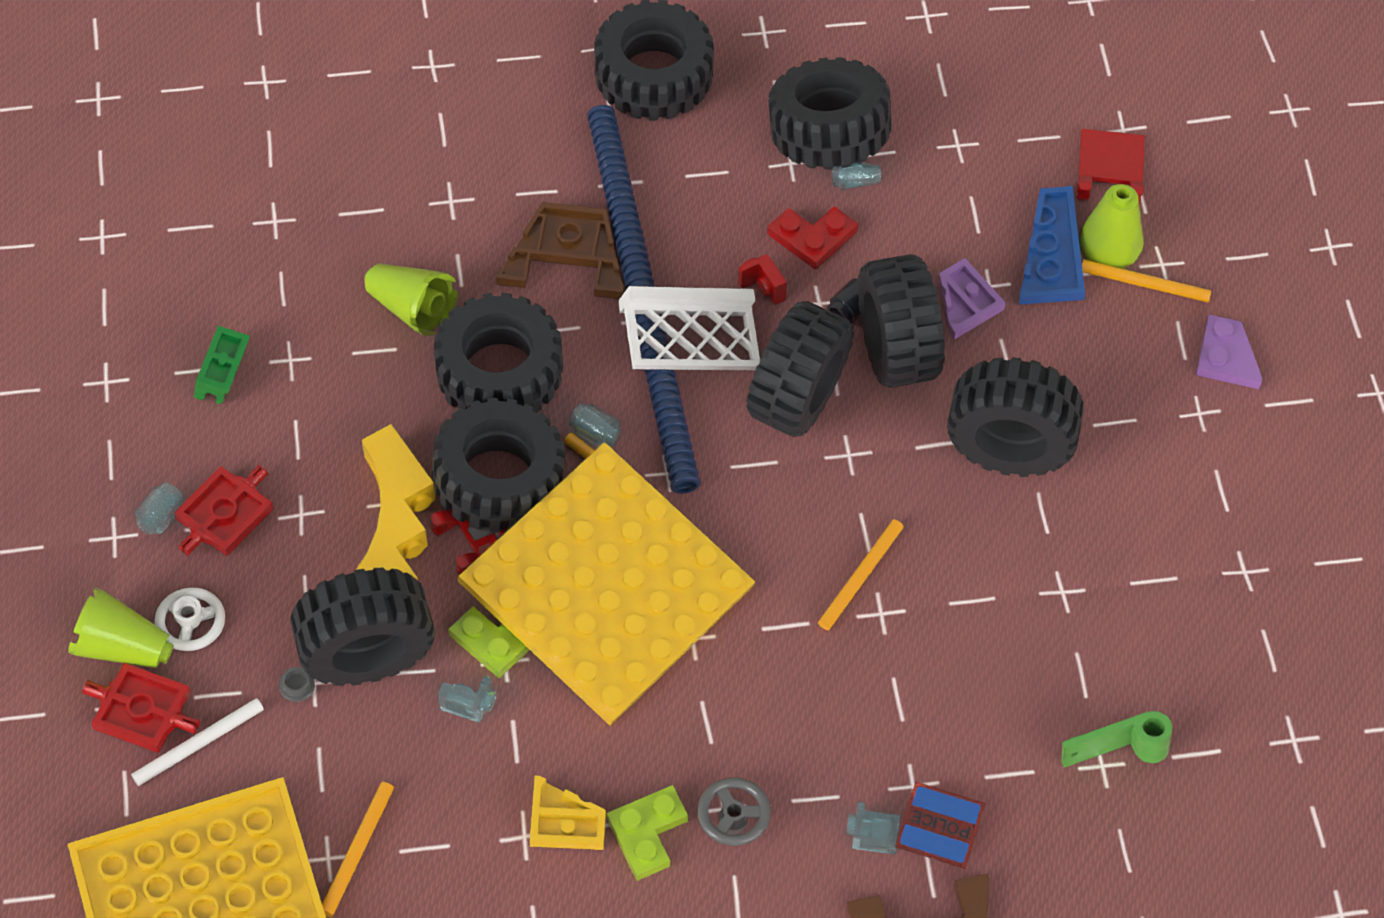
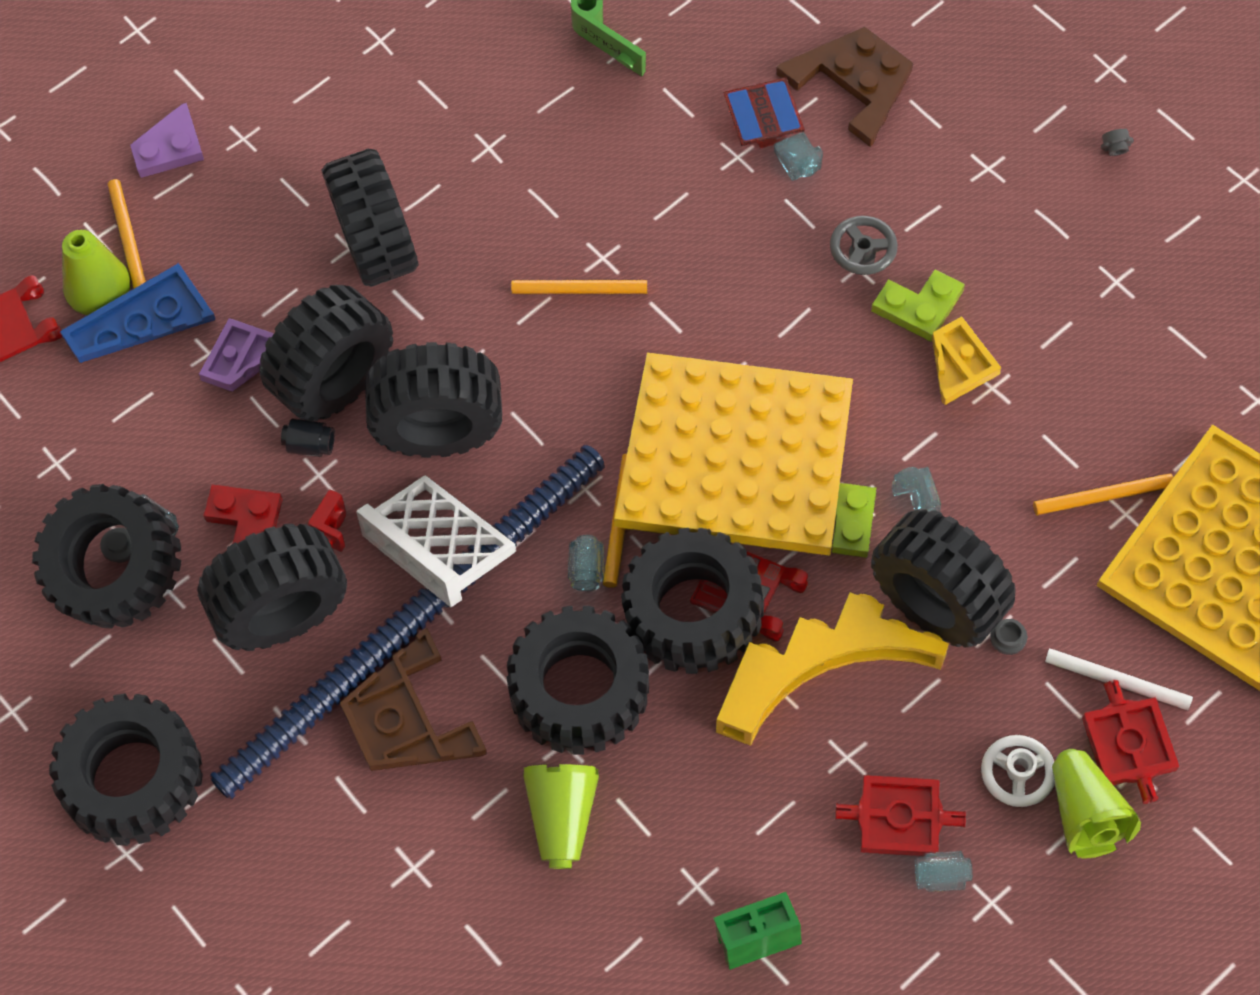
camera: 120 degrees left, 5 degrees up
(715, 186) = (271, 587): none -> black tyre

